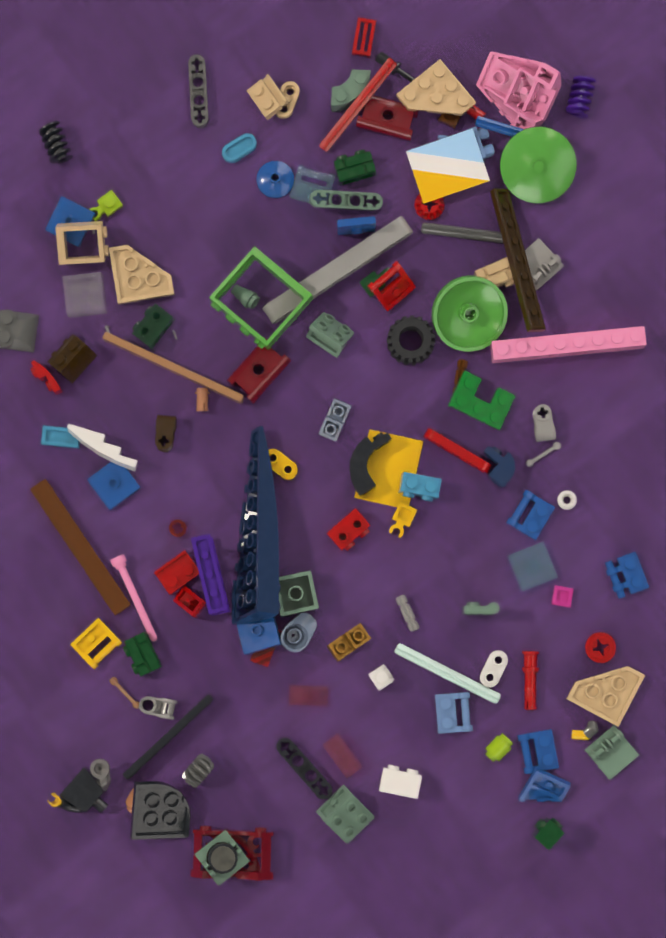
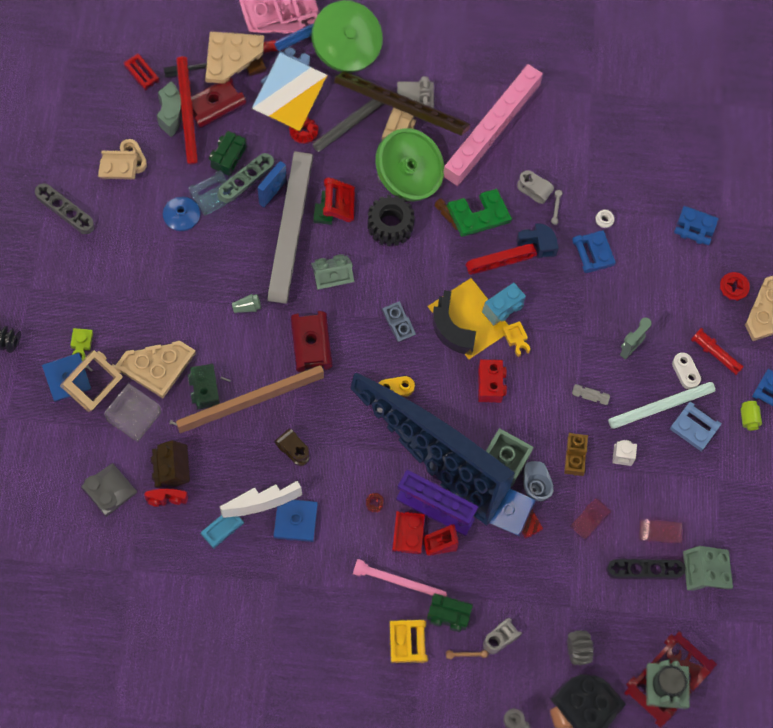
camera: 55 degrees left, 15 degrees down
(80, 547) = (320, 588): reddish brown tile -> none
(168, 736) = (532, 649): black tile -> none
(202, 399) = (295, 401): nougat pin -> none
(239, 148) = (134, 217): dark azure tile -> none
(280, 274) = (254, 262): bright green window -> none
(400, 782) = (718, 506): white brick -> none
(532, 566) = (633, 281): clear light blue plate -> none
(562, 596) = (673, 280): dark pink tile -> none

